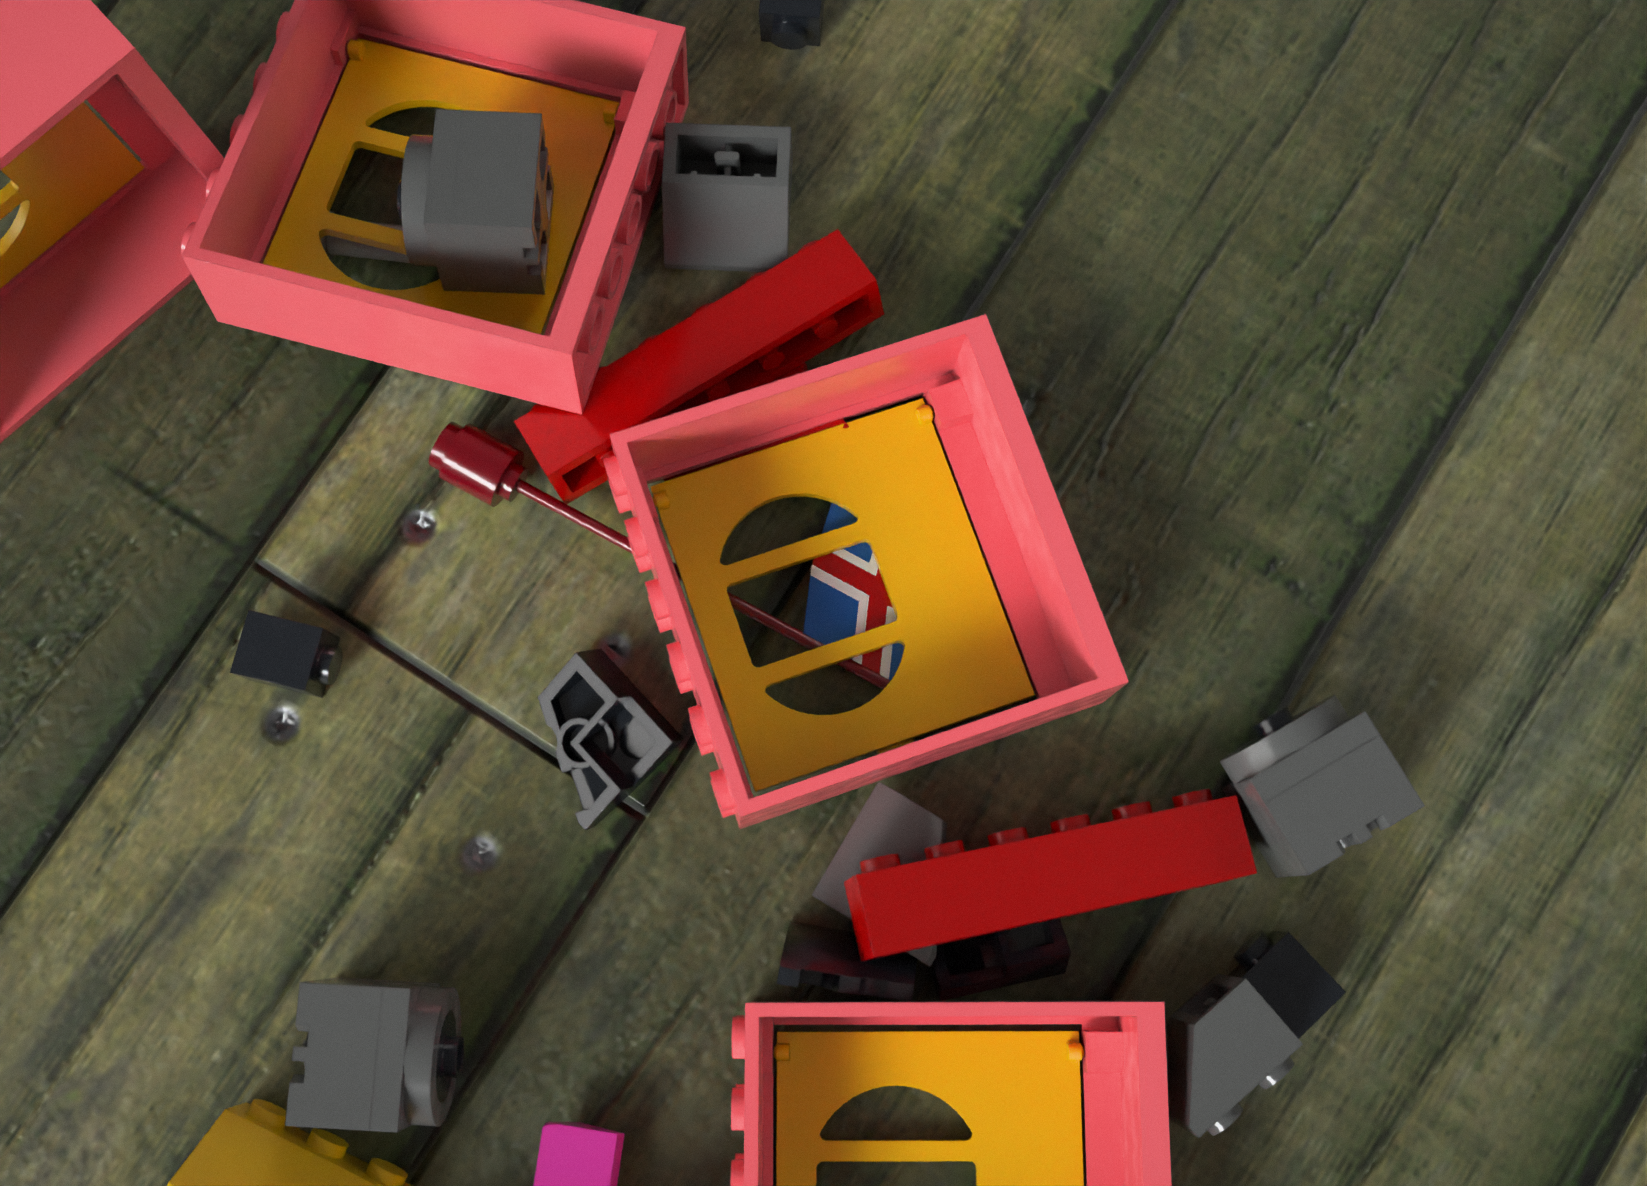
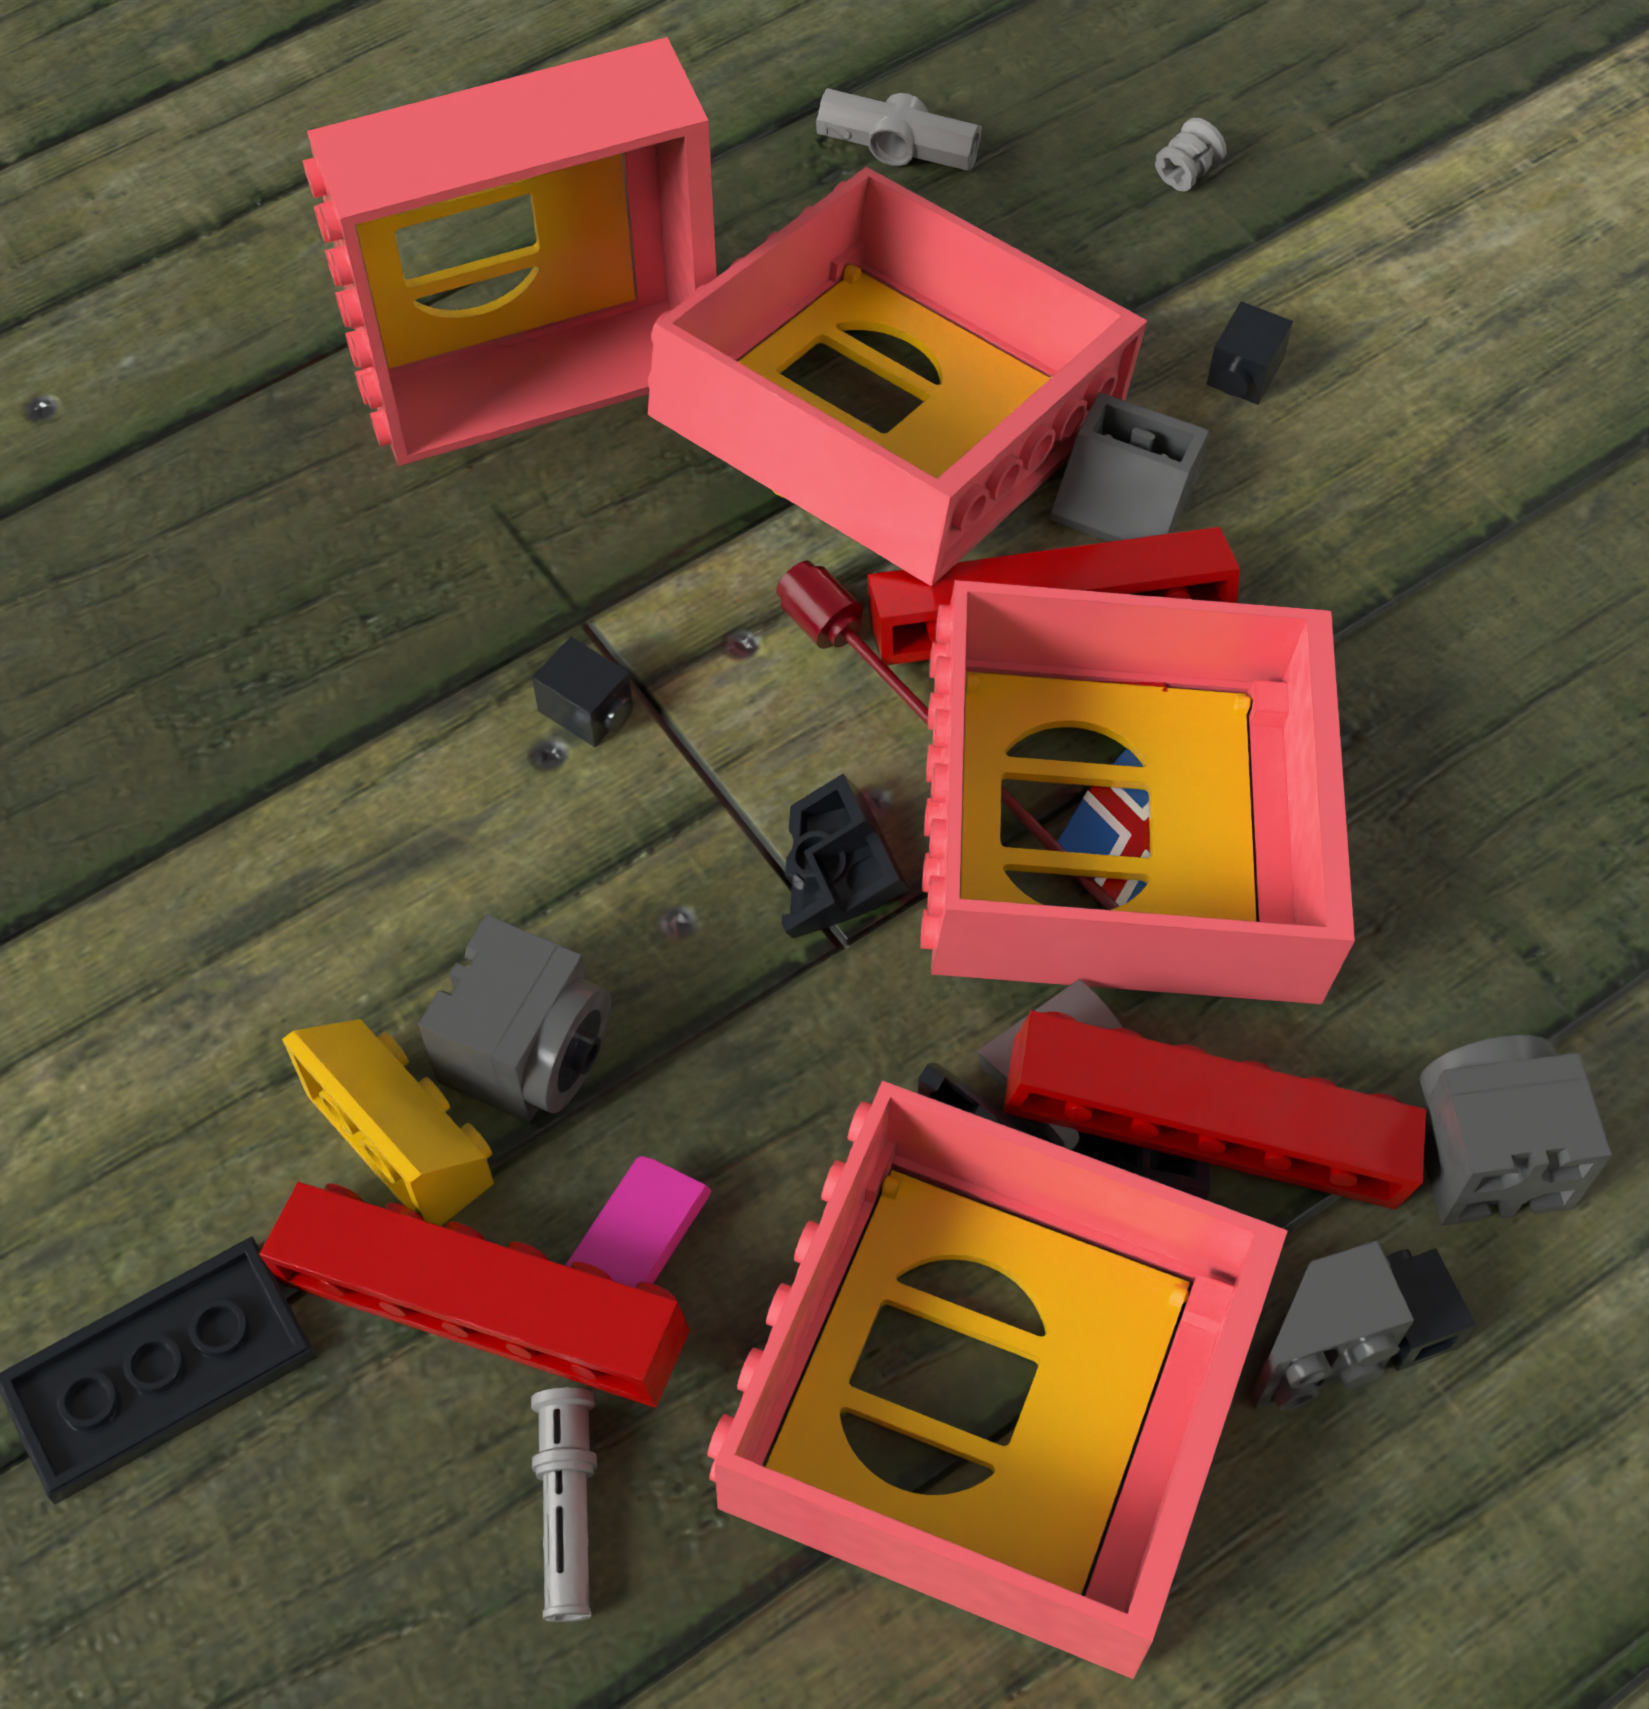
camera: 20 degrees right, 20 degrees down
(479, 201) = (917, 383): dark grey piece -> none

